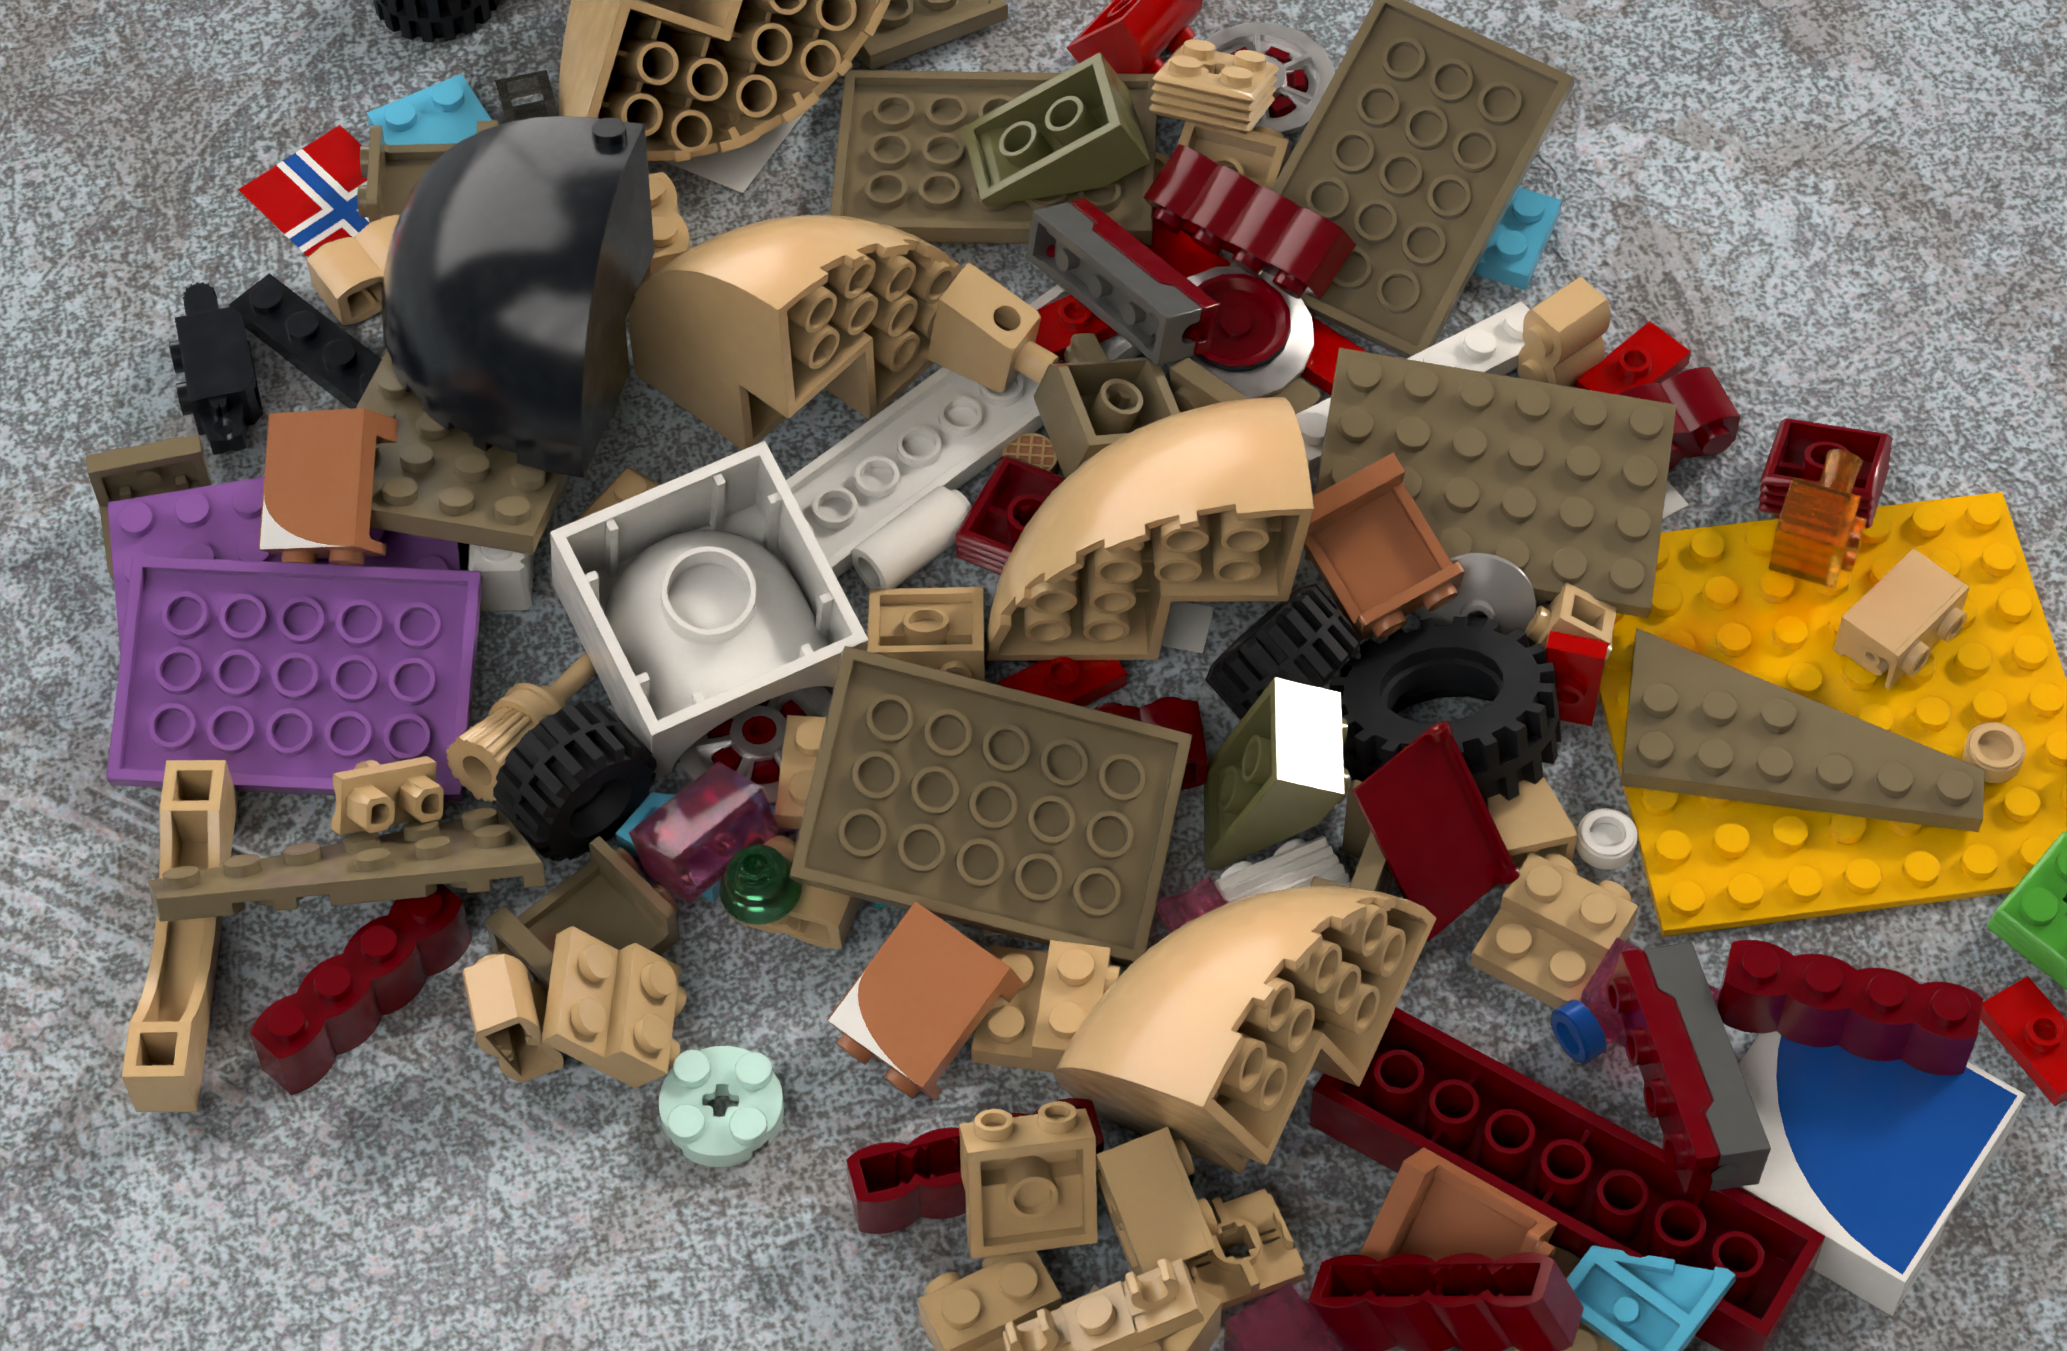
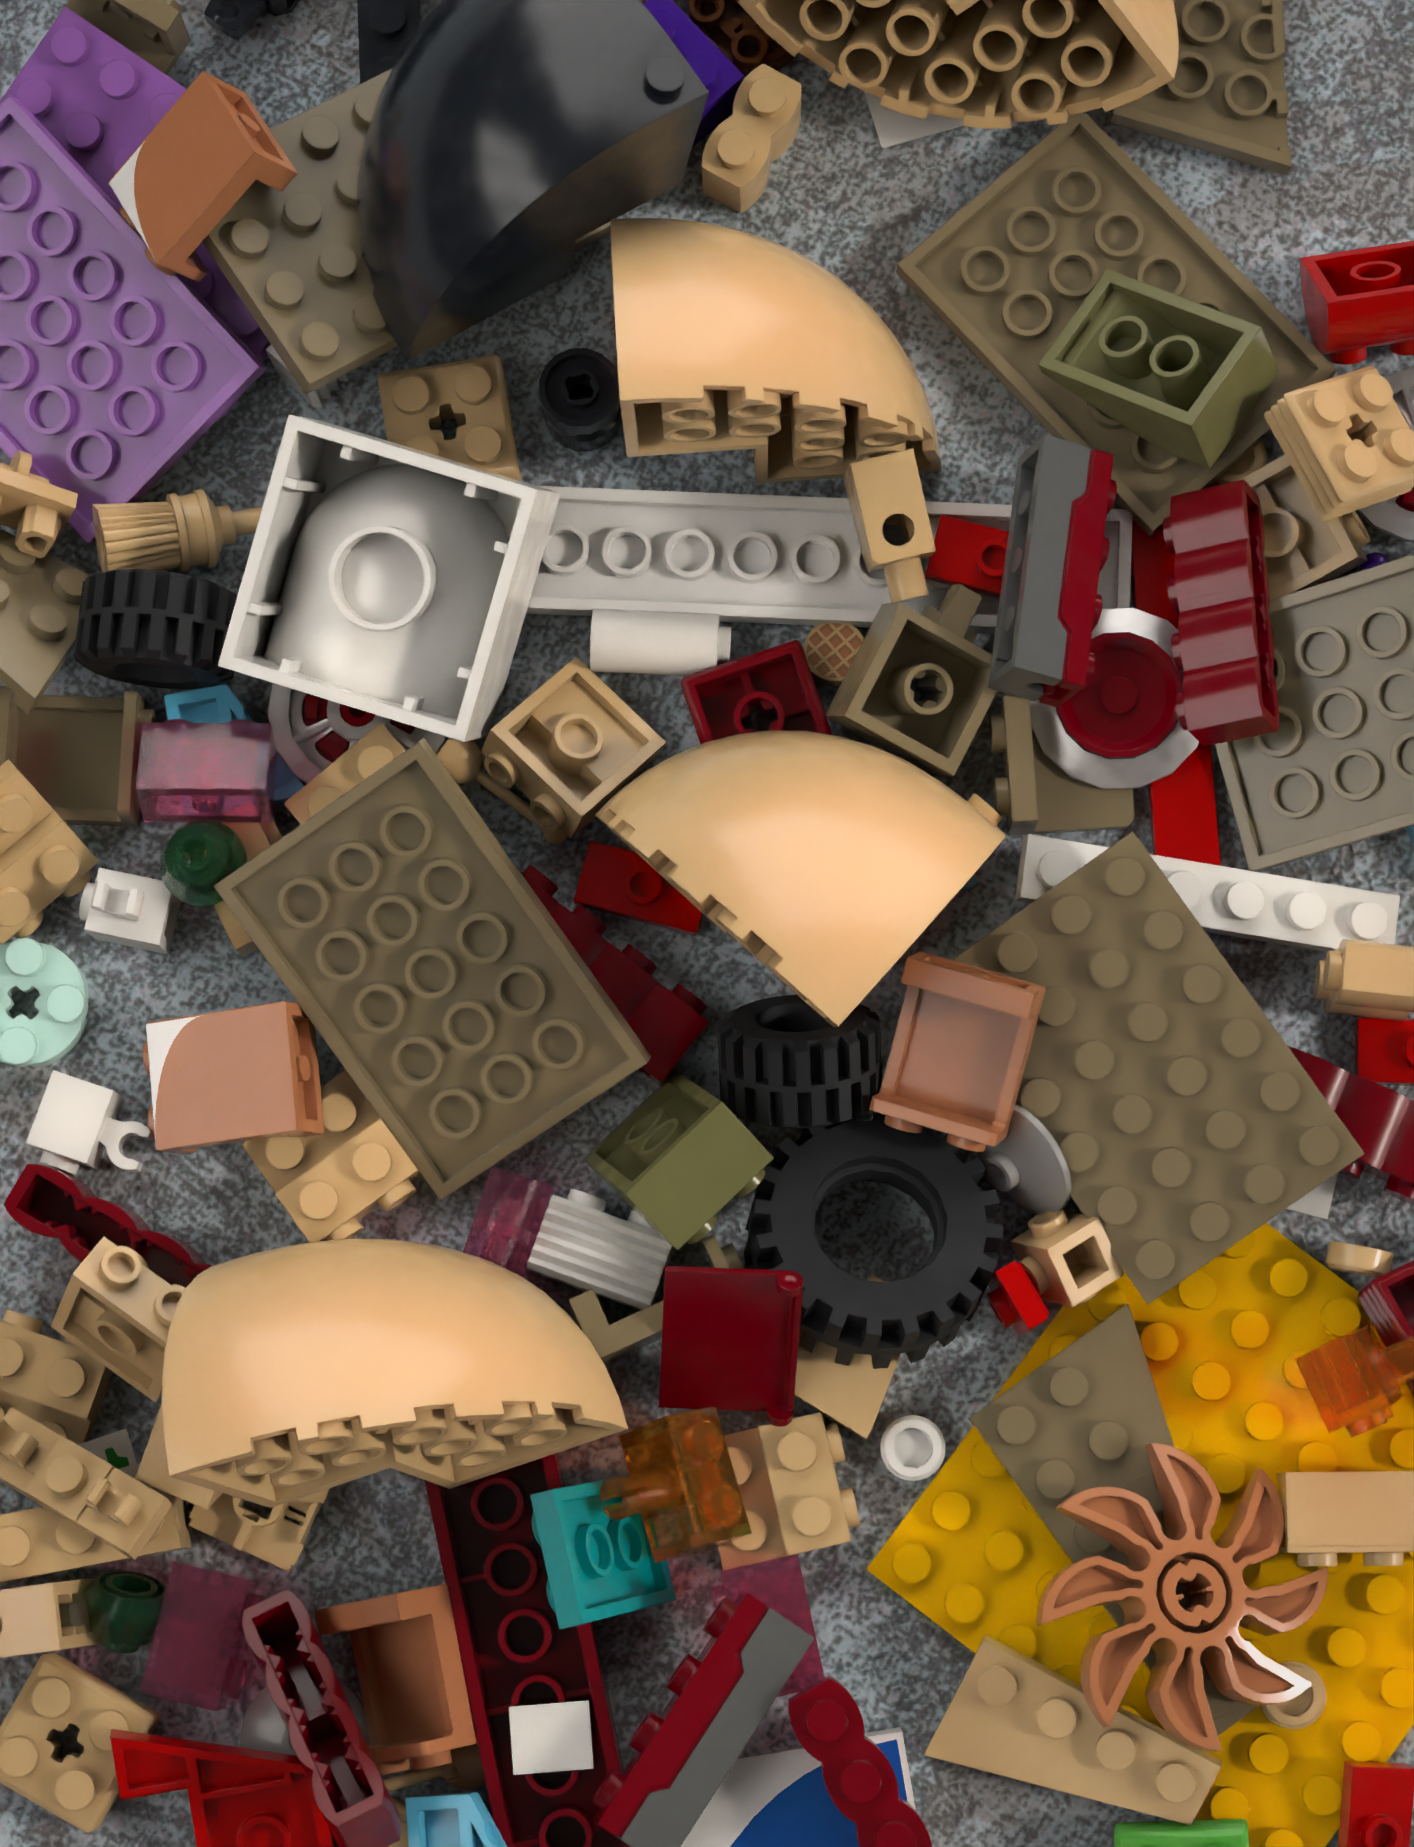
camera: 50 degrees right, 25 degrees up
(706, 432) = (580, 399): none -> black wheel
(736, 976) = (130, 911): none -> white brick
(840, 1123) = (79, 1123): none -> white brick
(1481, 1027) = (592, 1561): none -> teal plate
(1499, 966) = (679, 1485): none -> clear orange brick
(1578, 1031) = (695, 1590): blue tile -> none
(1600, 1172) = (551, 1737): none -> white sticker
(1735, 496) = (1358, 1259): none -> tan tile
(1874, 734) = (1152, 1608): none -> nougat piece
(1903, 897) = (1039, 1730): none -> tan wing

